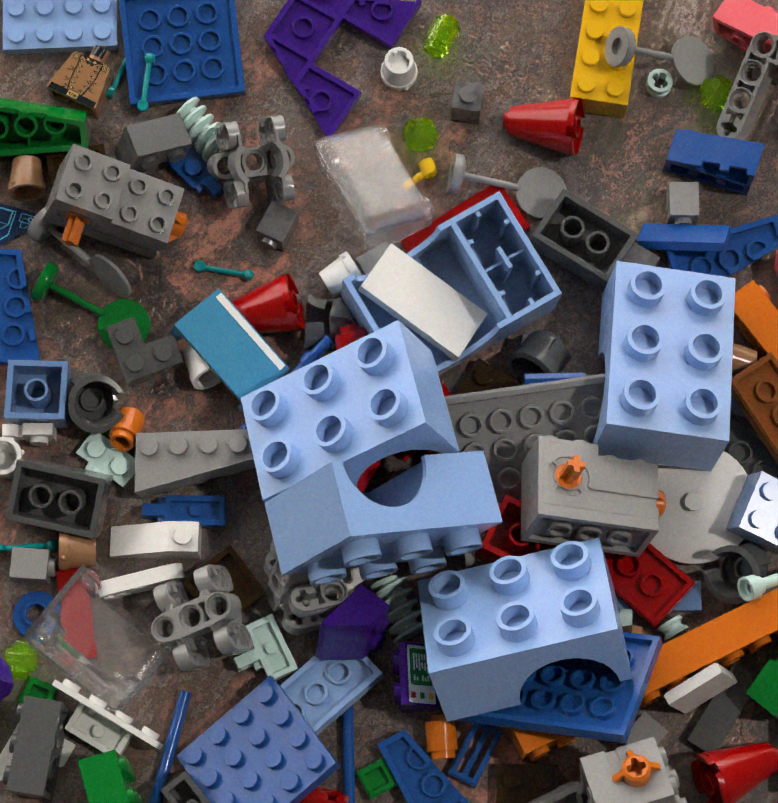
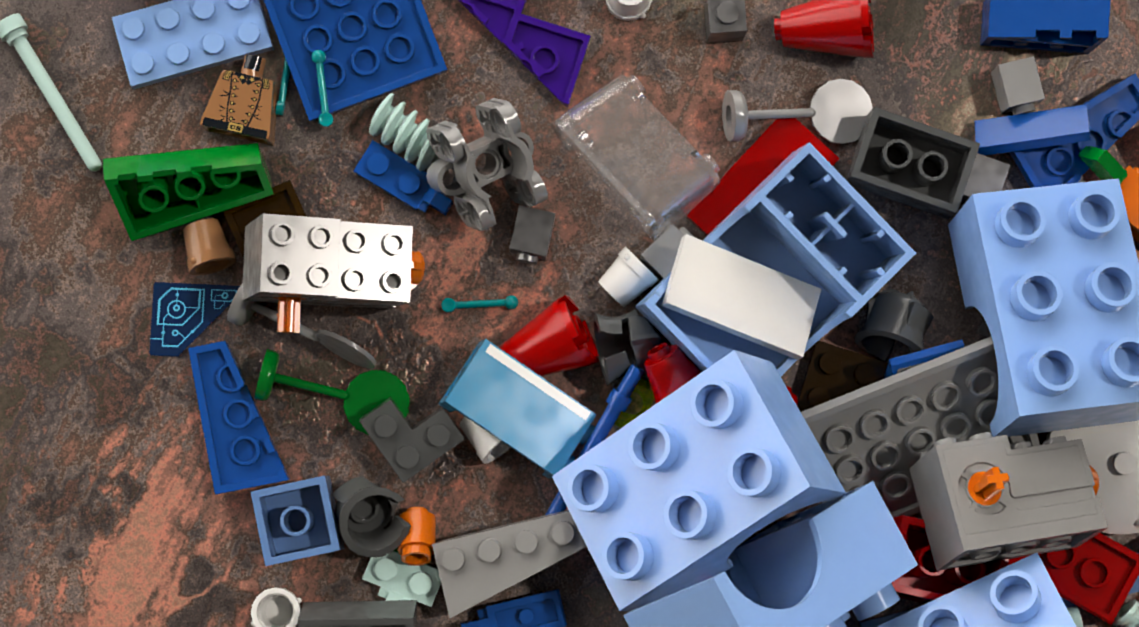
camera: 20 degrees left, 10 degrees up
(36, 433) = (309, 569): white plate -> none
(153, 142) = (348, 172): dark grey brick -> none
(420, 134) = (677, 73): clear neon green gear -> none
(427, 169) = (696, 115): yellow hand -> none
(730, 269) = (1102, 163): none -> green tile

